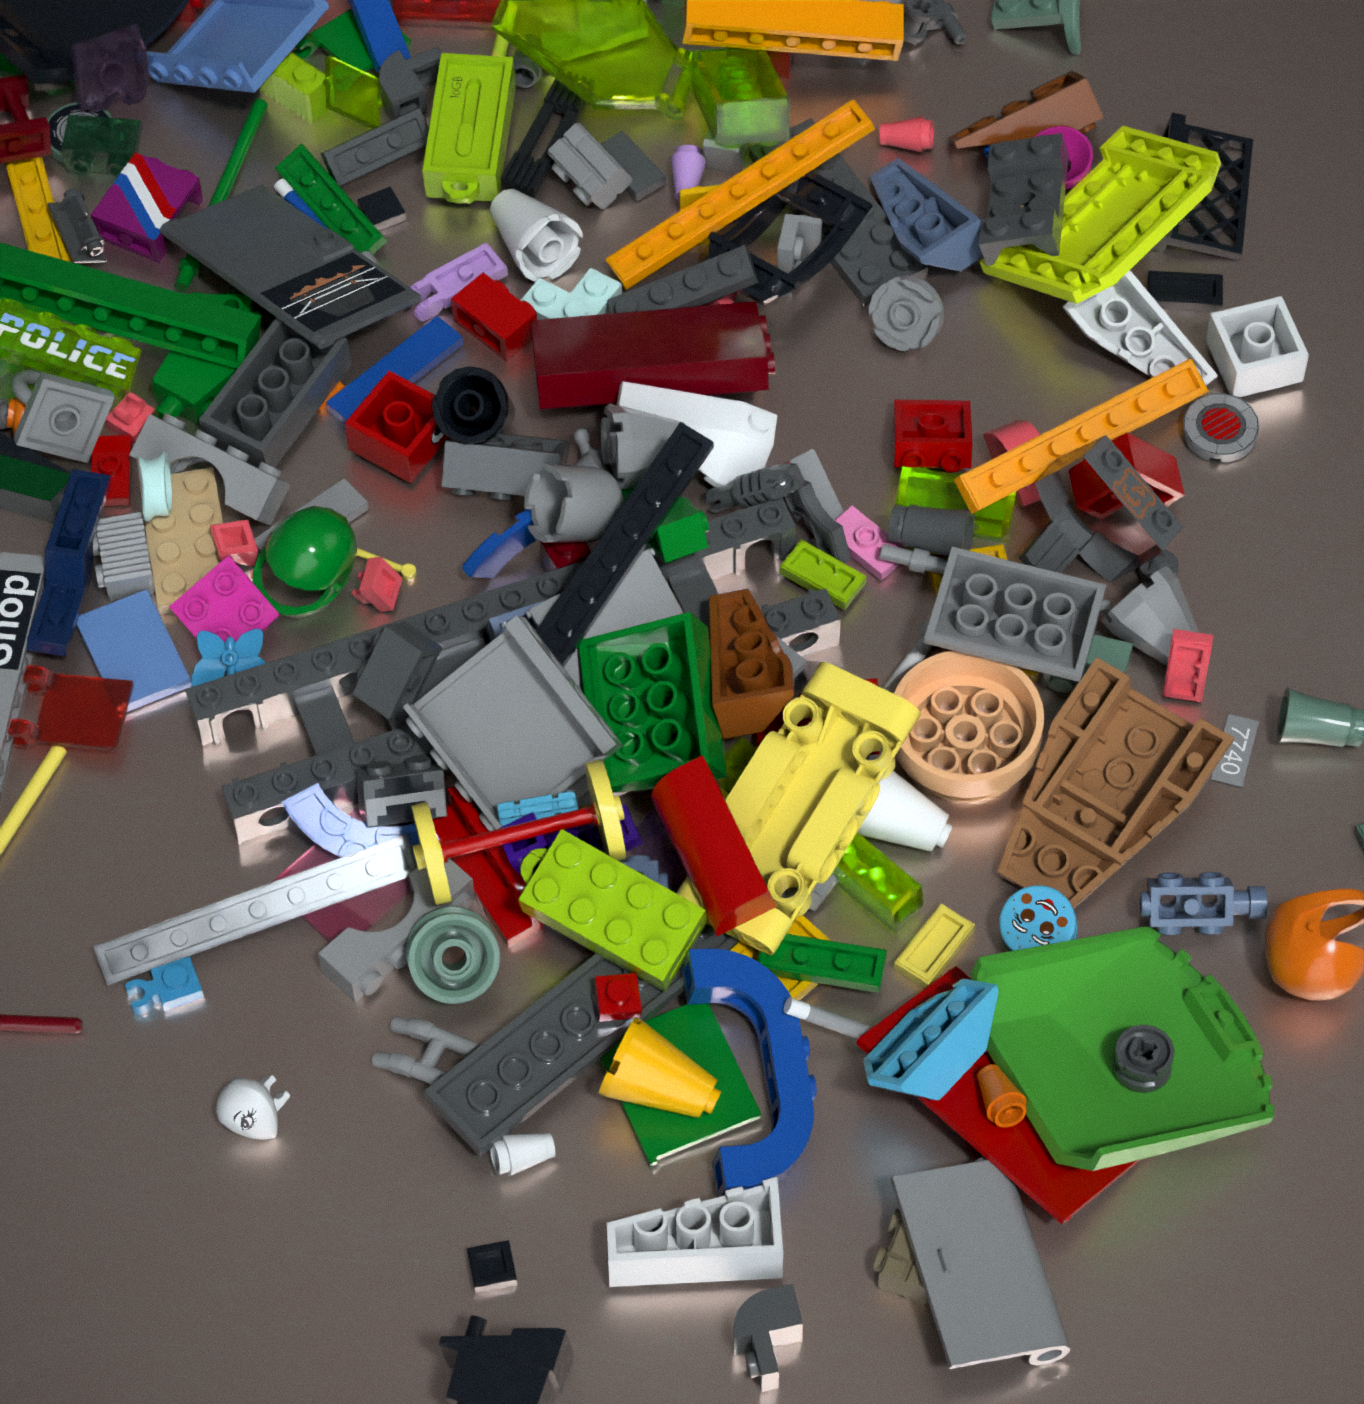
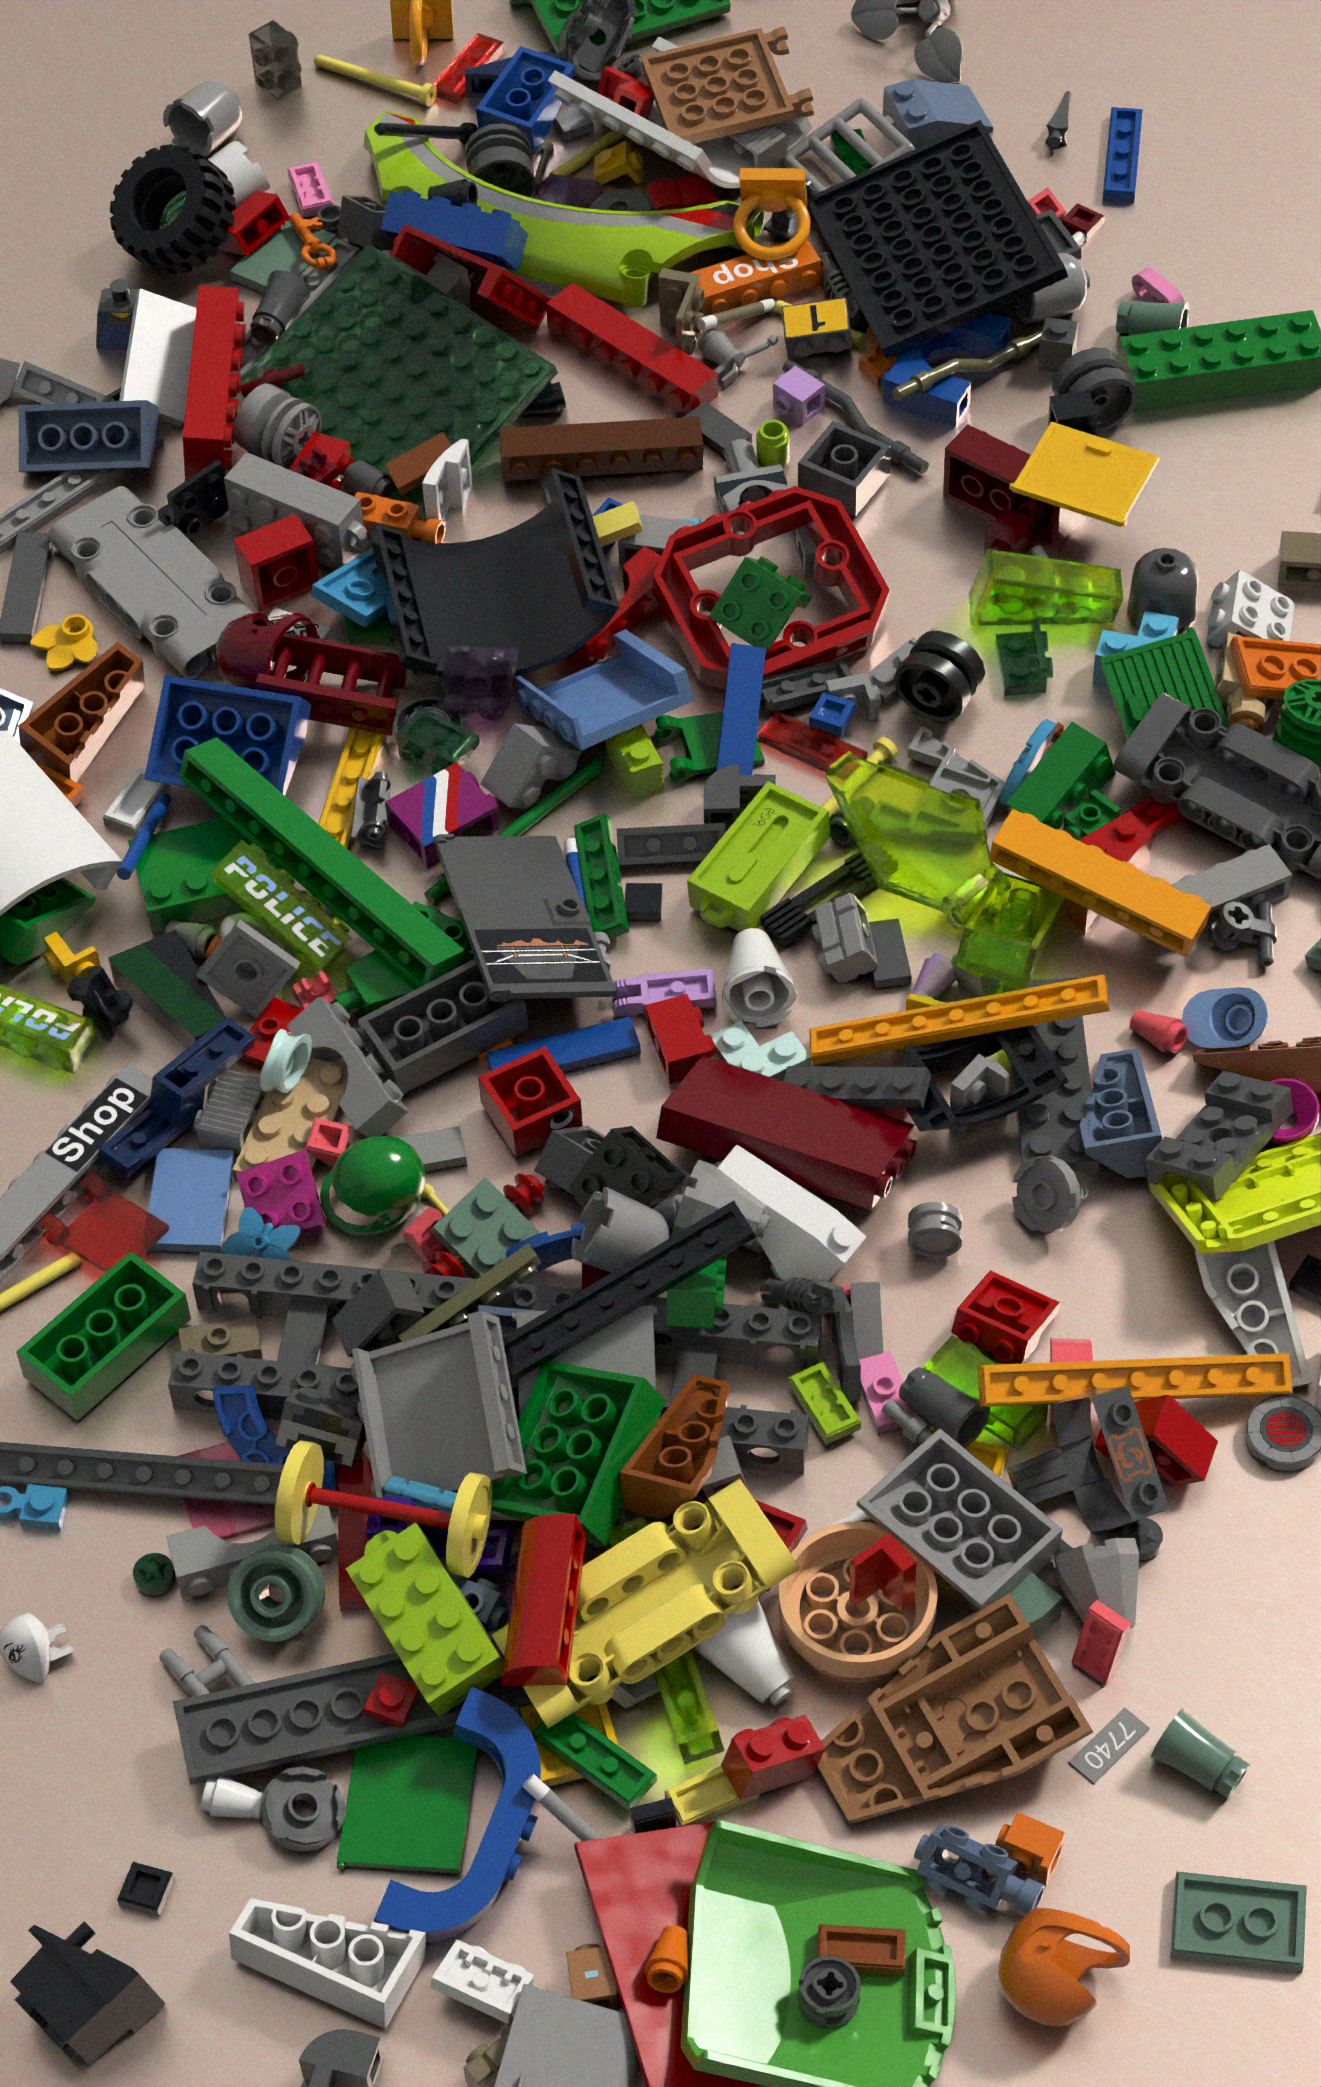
camera: 30 degrees right, 5 degrees down
(139, 805) = (104, 1335): none -> green brick
(201, 128) = (526, 761): none -> light grey brick
(251, 757) = (223, 1338): none -> dark tan plate
(319, 994) = (154, 1574): none -> dark green tile
(352, 92) = (676, 786): clear neon green piece -> none
(429, 556) = (485, 1227): none -> sand green plate
(472, 406) = (590, 1107): black cone -> none
(481, 606) = (485, 1290): none -> olive plate
(526, 445) = (628, 1166): none -> pearl dark grey bracket
(586, 1149) = (296, 1831): none -> dark grey tile
(658, 1075) = (381, 1786): yellow cone -> none
(827, 384) = (934, 1229): none -> light grey wheel
(849, 1194) = (481, 1980): none -> white bracket
(902, 989) = (653, 1816): none -> black tile
(935, 1042) = (632, 1881): medium azure wedge -> none
(935, 1144) = (592, 1976): none -> medium nougat brick
(963, 98) = (1225, 1017): none -> light blue piece
(973, 888) = (772, 1756): none -> red brick
(996, 684) = (886, 1568): none -> red panel
(1037, 918) = (813, 1813): medium azure head -> none
(1154, 1006) = (866, 1948): none -> dark orange tile
(1233, 856) = (1033, 1845): none -> orange brick

